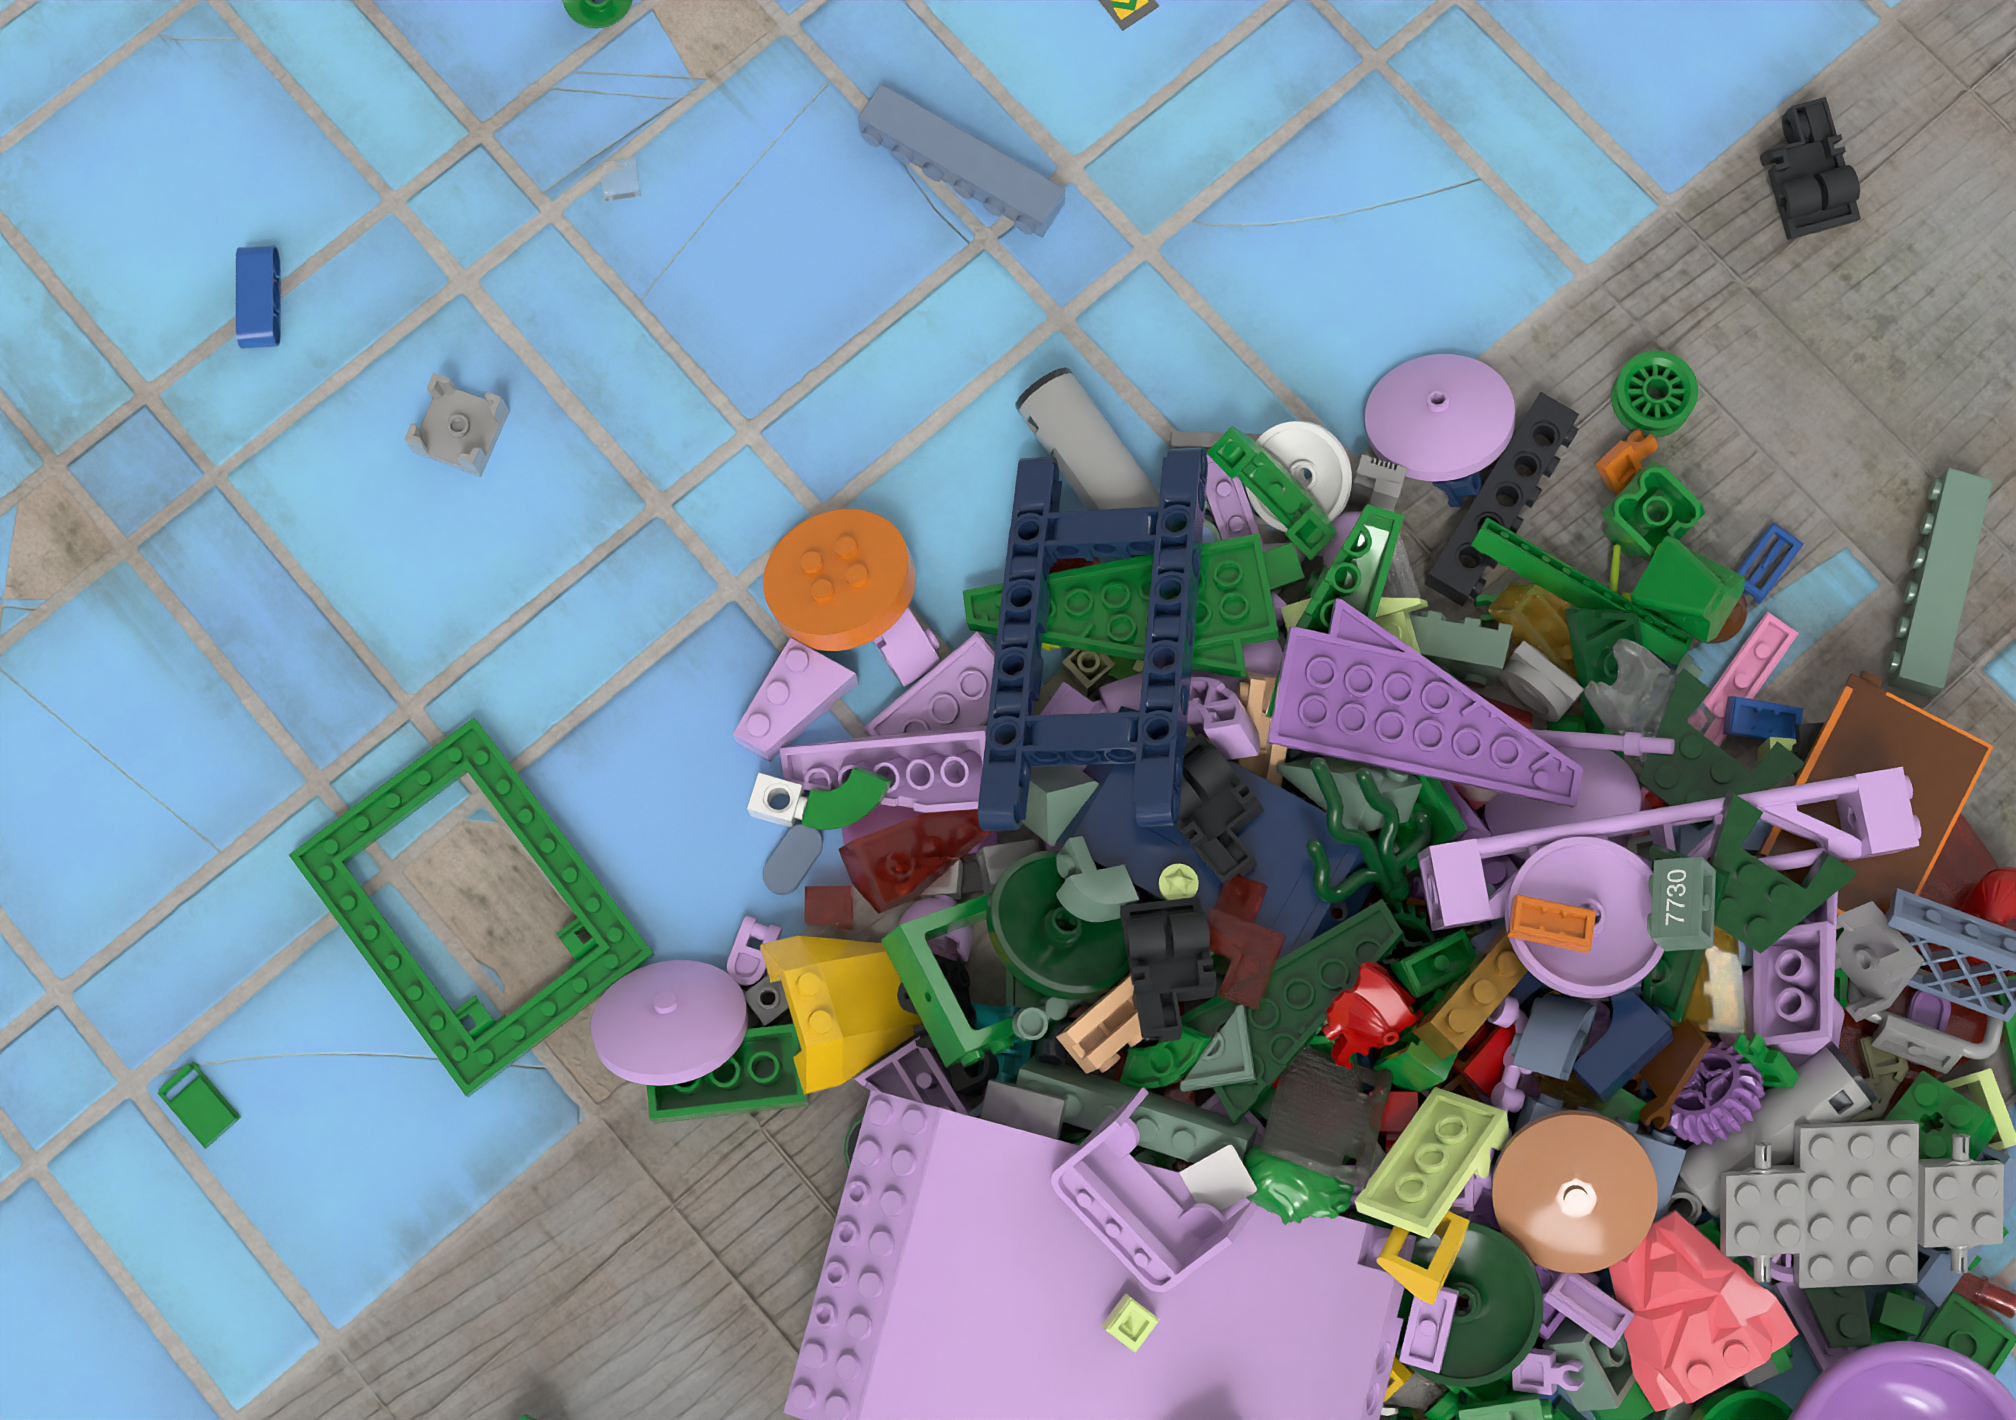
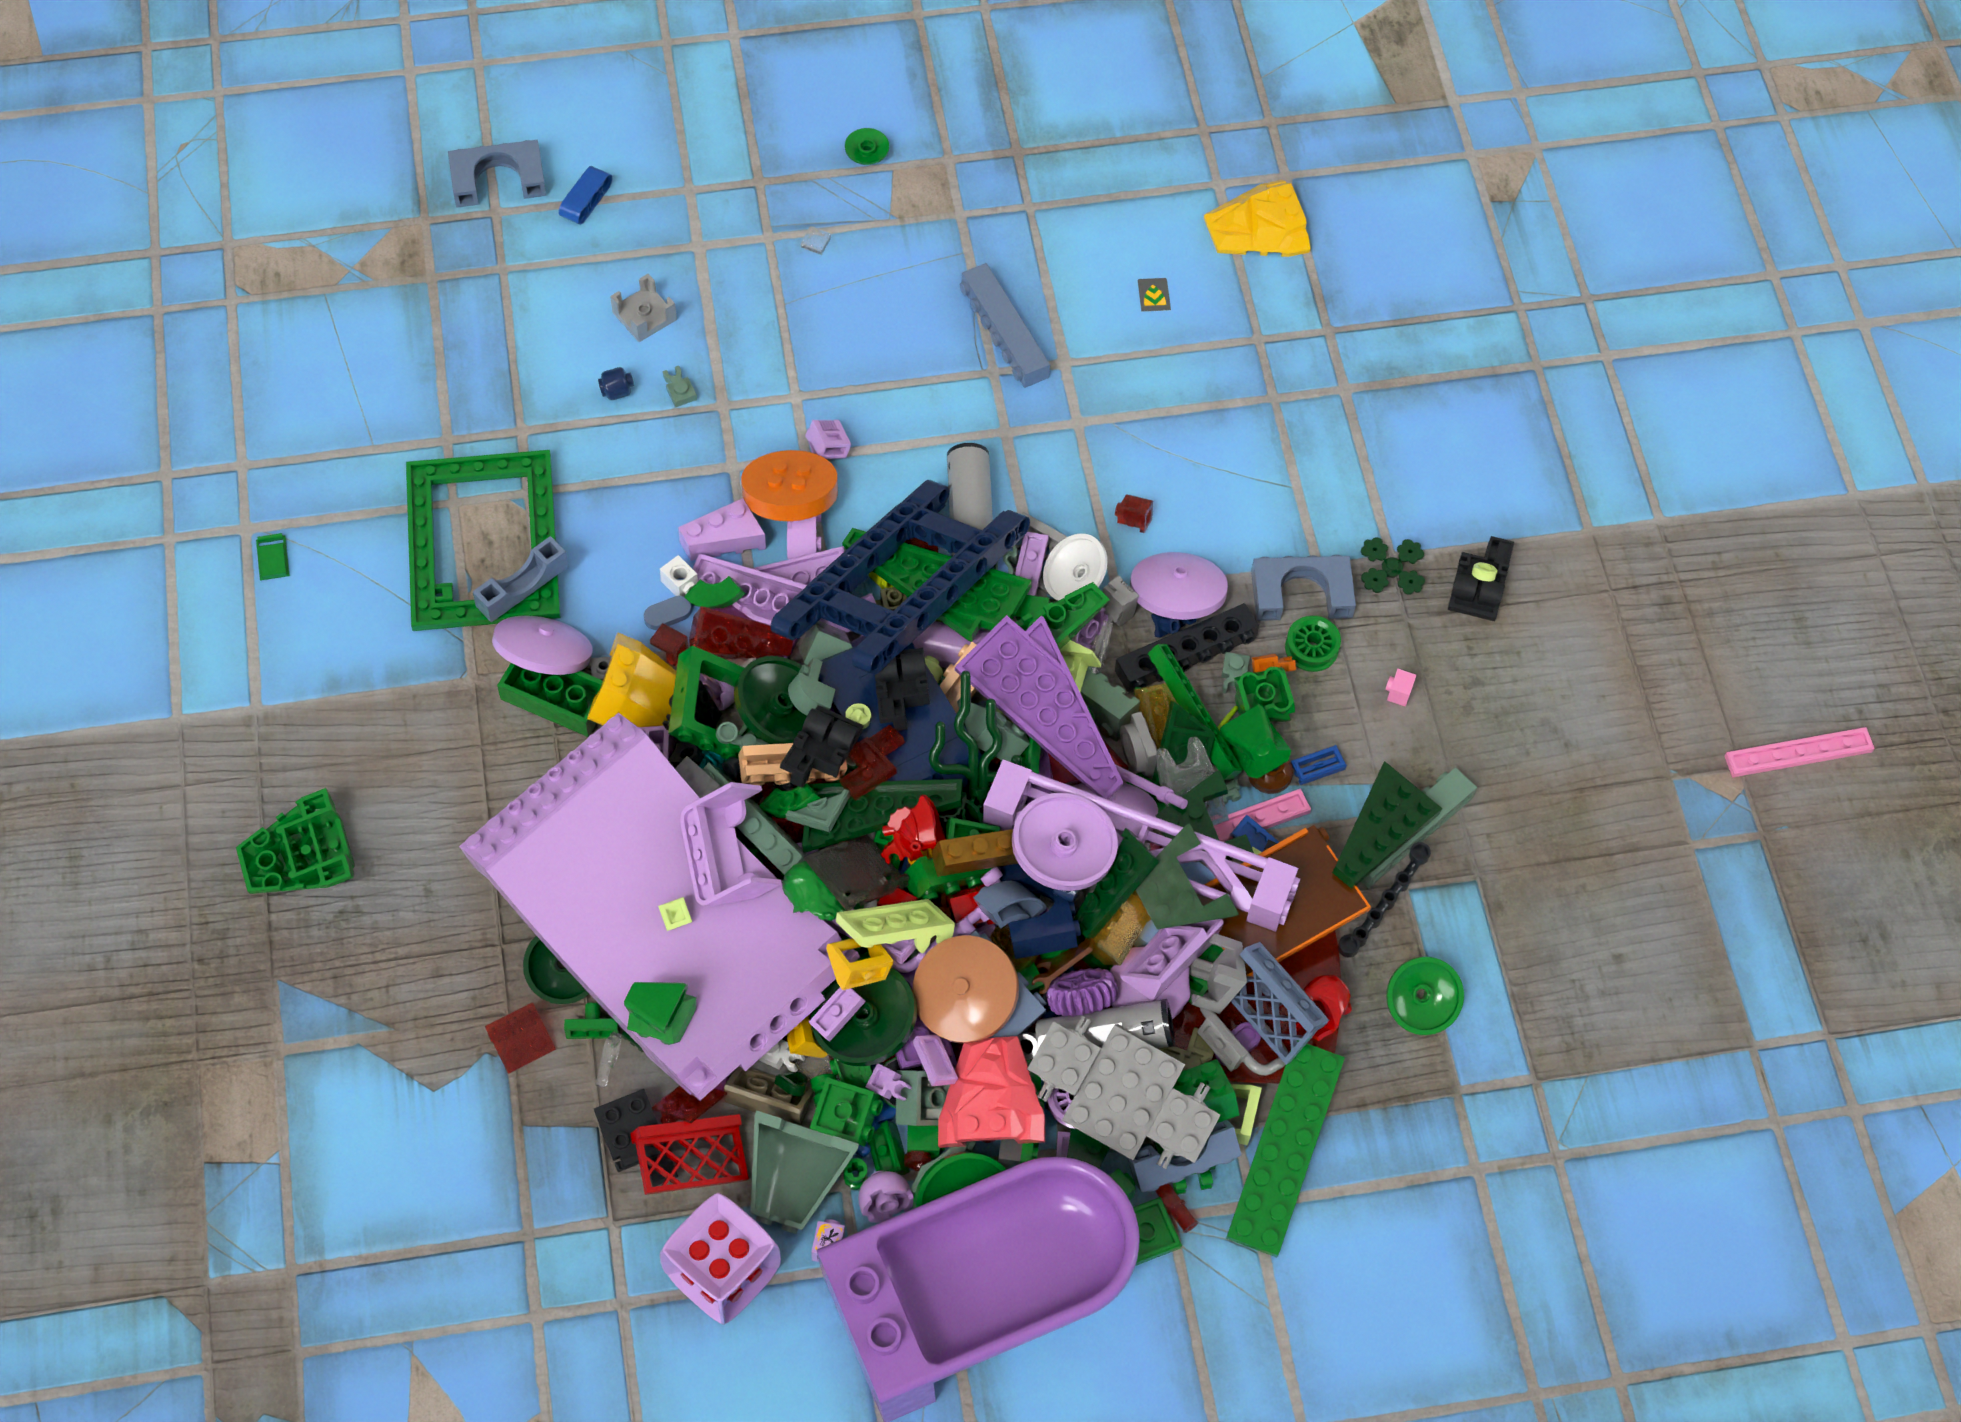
camera: 25 degrees right, 15 degrees down
(61, 343) = (470, 163): none -> sand blue arch
(495, 562) = (615, 383): none -> dark blue head
(583, 923) = (542, 565): none -> sand blue arch
(586, 516) = (679, 389): none -> sand green plate
(745, 963) = (603, 644): lavender plate -> none
(840, 476) = (828, 439): none -> lavender piece
(1219, 1179) = (773, 864): white sticker -> none
(1222, 718) = (940, 650): lavender brick -> none
(1275, 488) = (1056, 558): green slope -> none
(1310, 340) = (1135, 512): none -> clear red brick
(1551, 923) = (1039, 827): orange plate -> none
(1578, 489) = (1233, 666): none -> sand green plate
(1618, 279) = (1330, 573): none -> sand blue arch
(1682, 904) = (1119, 856): sand green brick -> none
(1683, 219) = (1392, 566): none -> dark green plant
(1769, 1061) = (1123, 986): green plate -> none
(1804, 390) = (1400, 687): none -> bright pink plate
(1815, 164) = (1484, 571): none -> yellowish green tile
(1927, 606) = (1385, 823): none -> dark green wing
(1980, 622) = (1350, 944): none -> black bar

